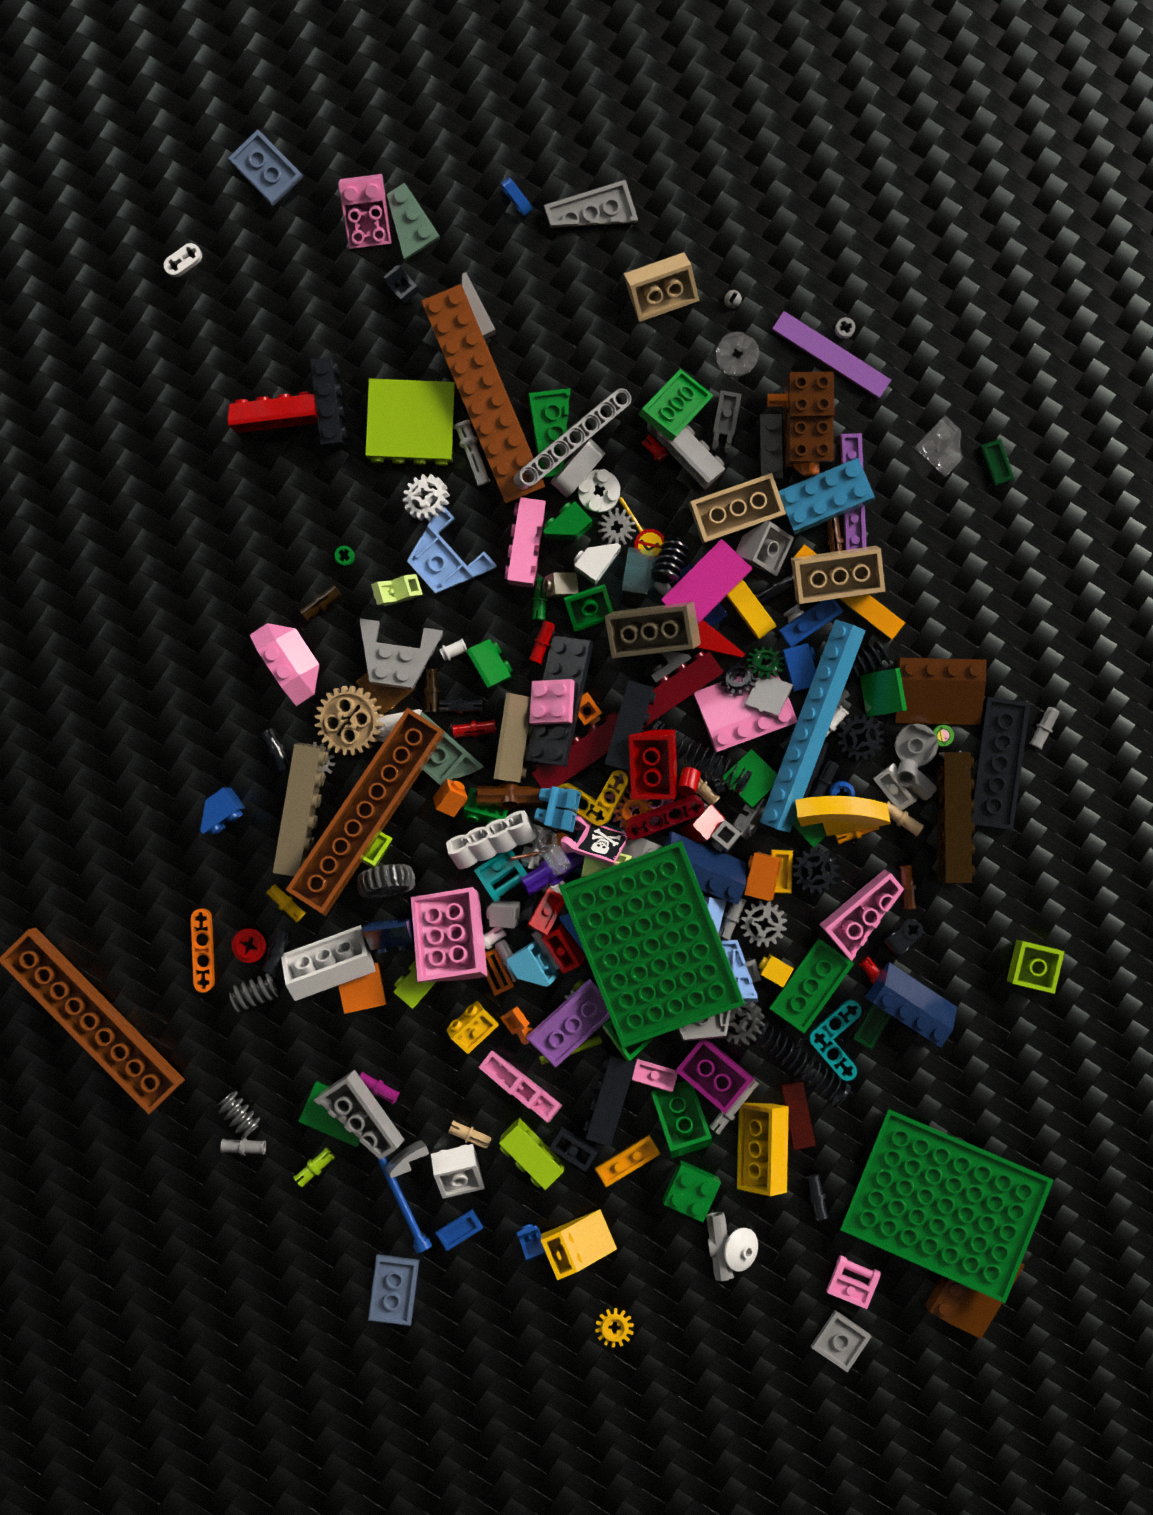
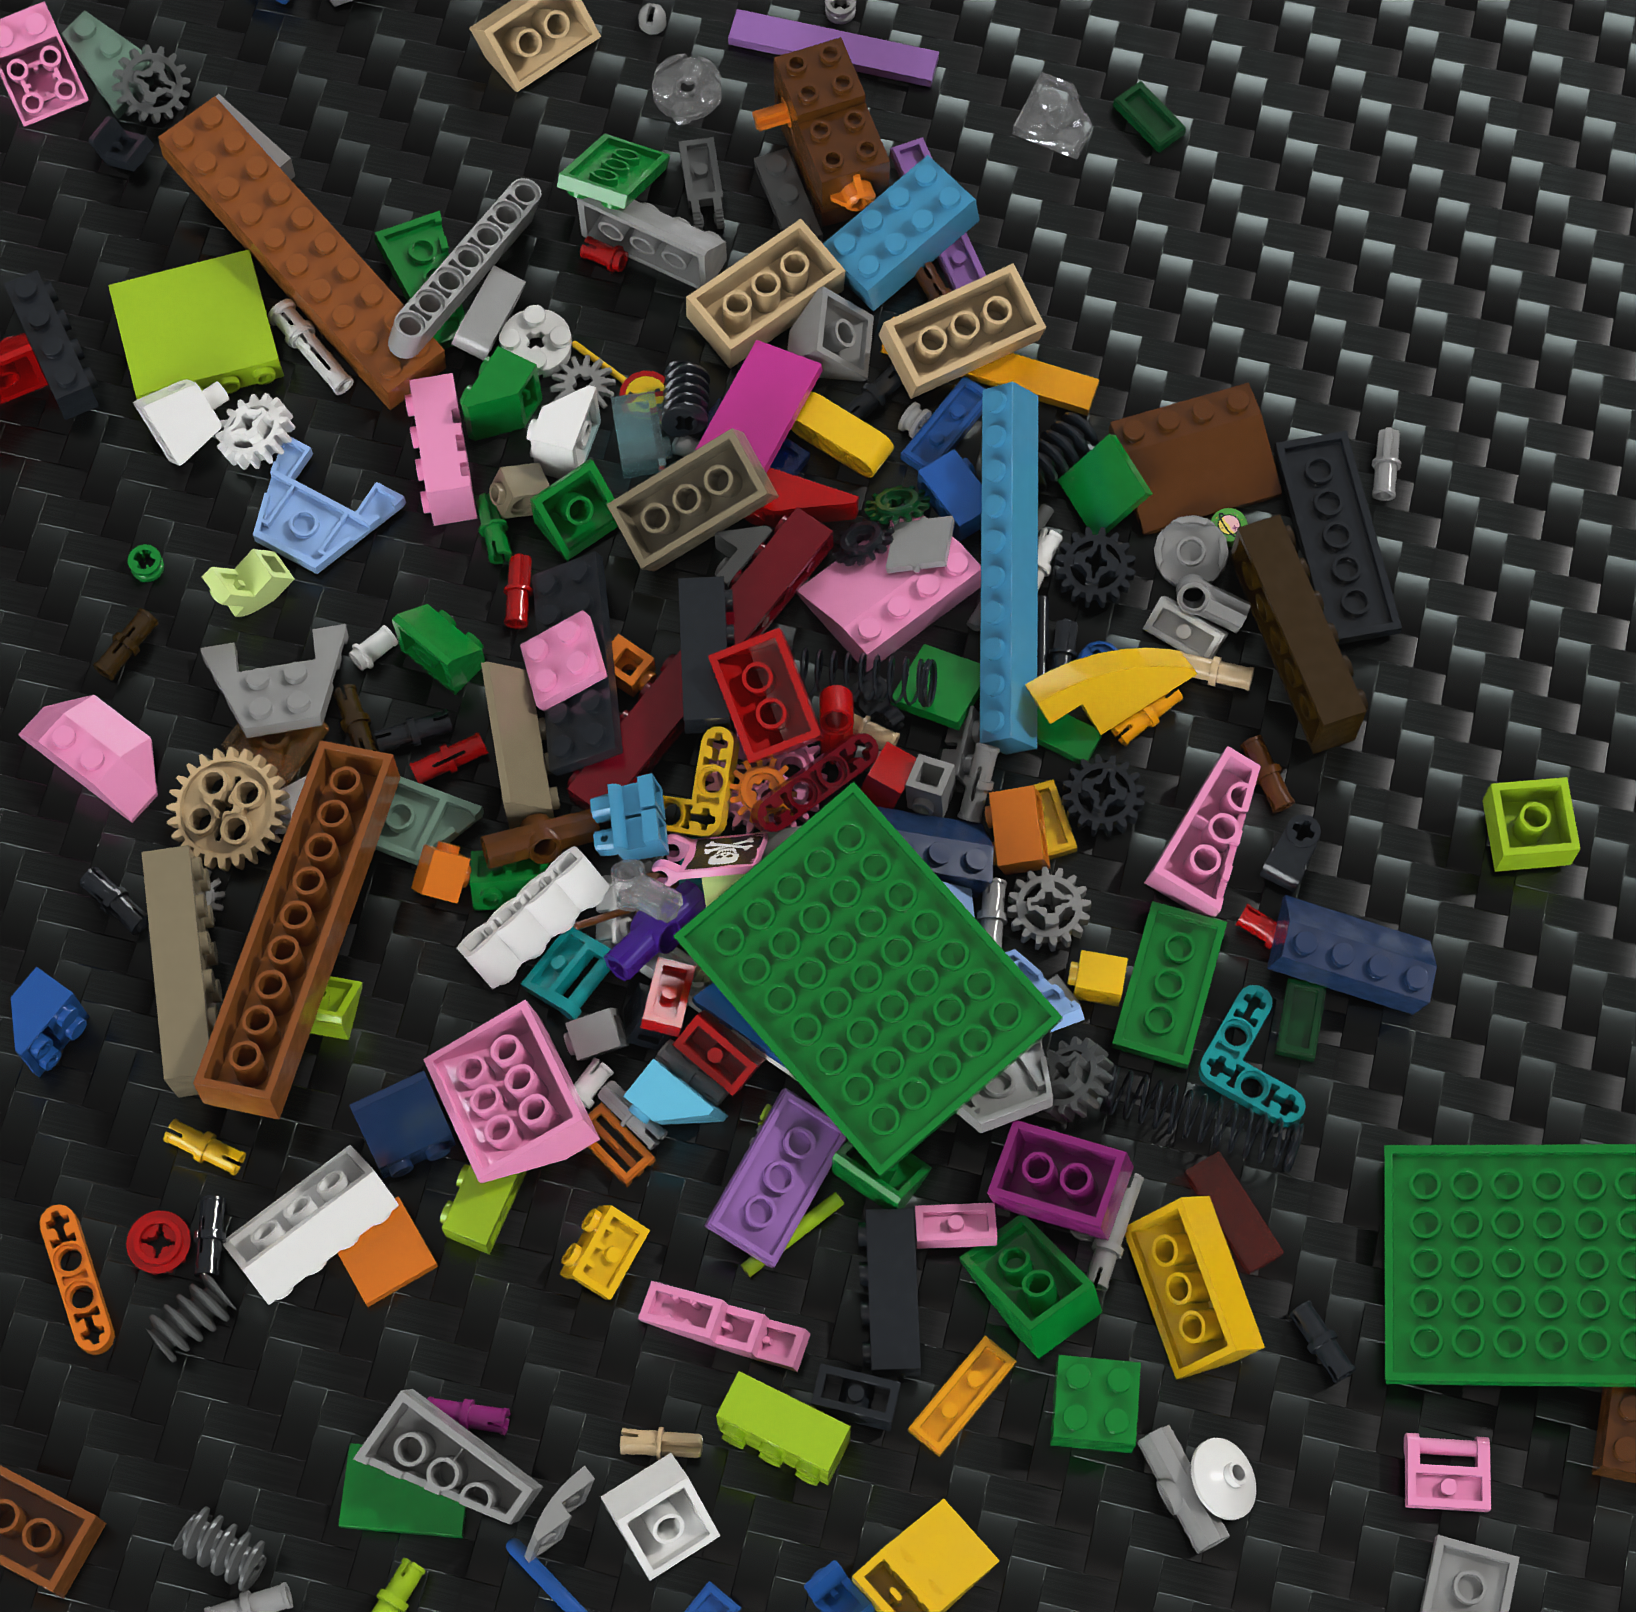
camera: 20 degrees left, 20 degrees down
(385, 881) = (370, 1040): dark grey gear -> none
(388, 477) = (182, 417): none -> white torso
(431, 242) = (155, 69): none -> dark grey gear
(517, 1023) = (680, 1217): orange plate -> none
(759, 833) = (978, 782): none -> light grey pin

